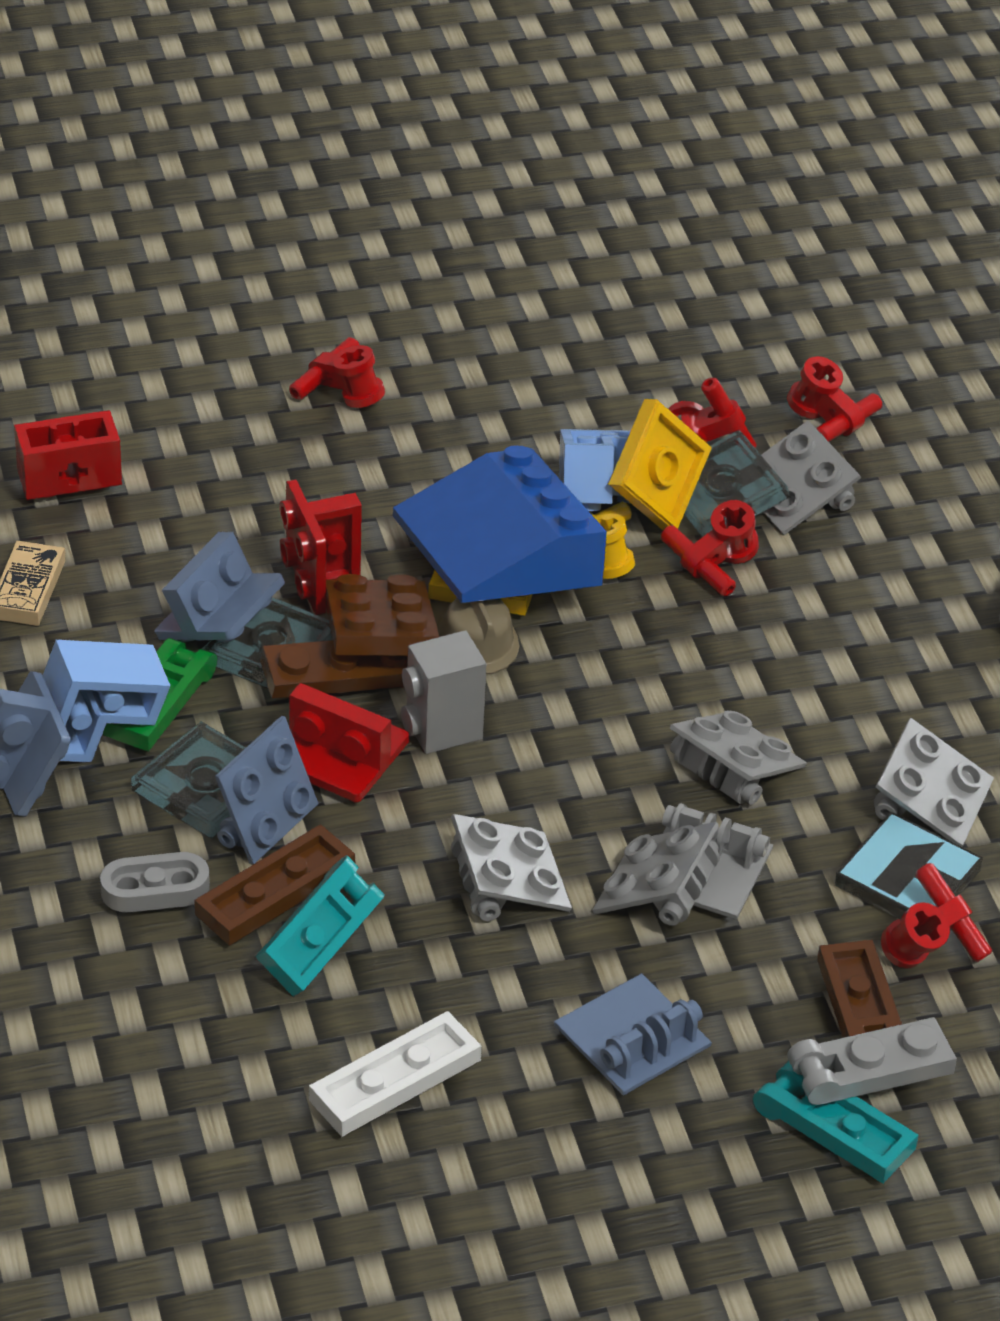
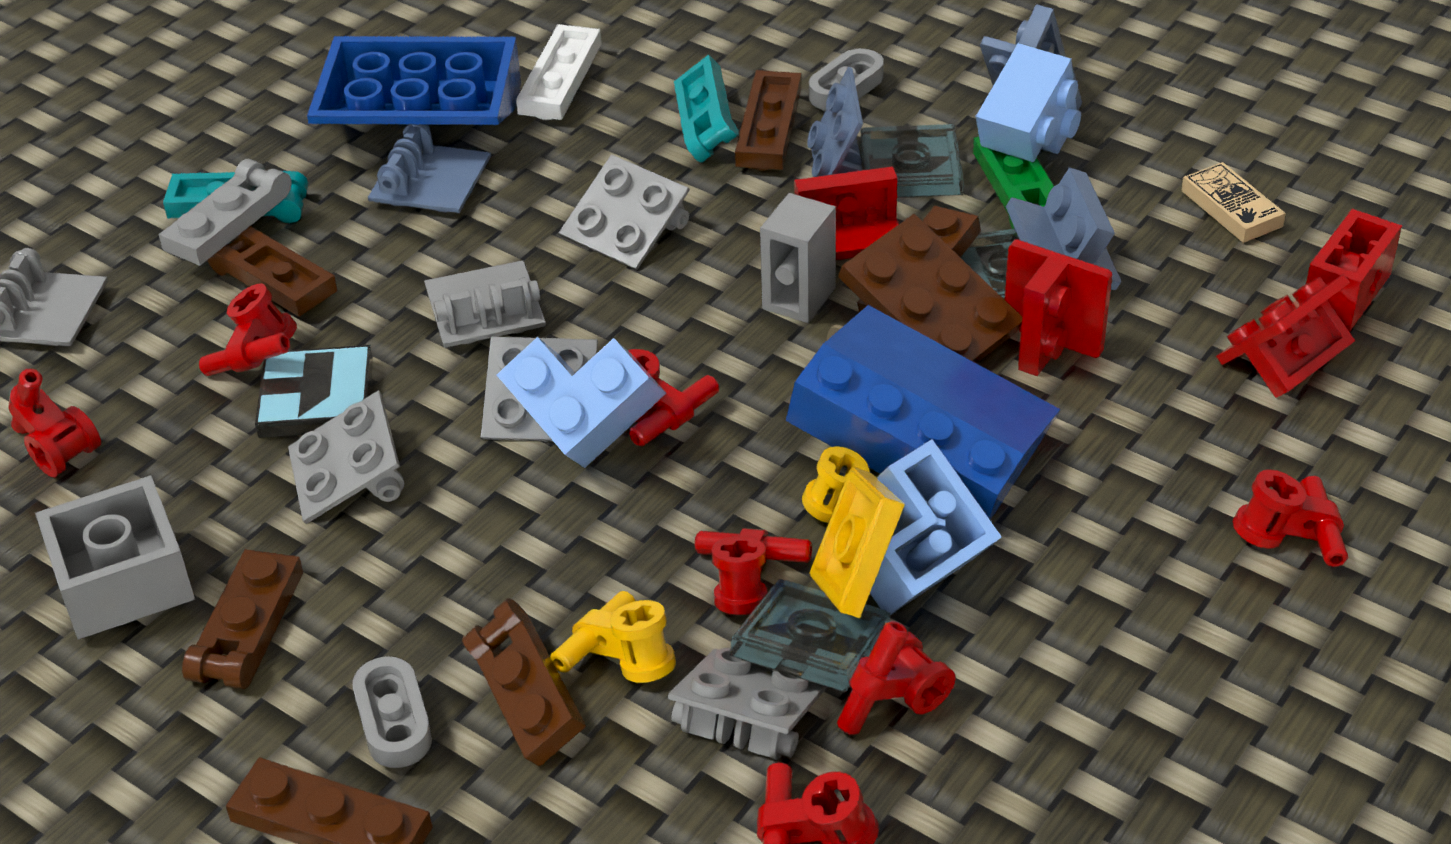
camera: 145 degrees right, 0 degrees up
(174, 450) = (1292, 336): none -> red bracket
(579, 1091) = (417, 81): none -> blue slope
(663, 687) = (674, 407): none -> red piece
(663, 870) = (501, 254): light grey hinge -> none
(734, 667) = (583, 408): none -> light blue brick
(839, 542) = (622, 631): none -> yellow piece
(932, 561) = (525, 683): none -> reddish brown plate

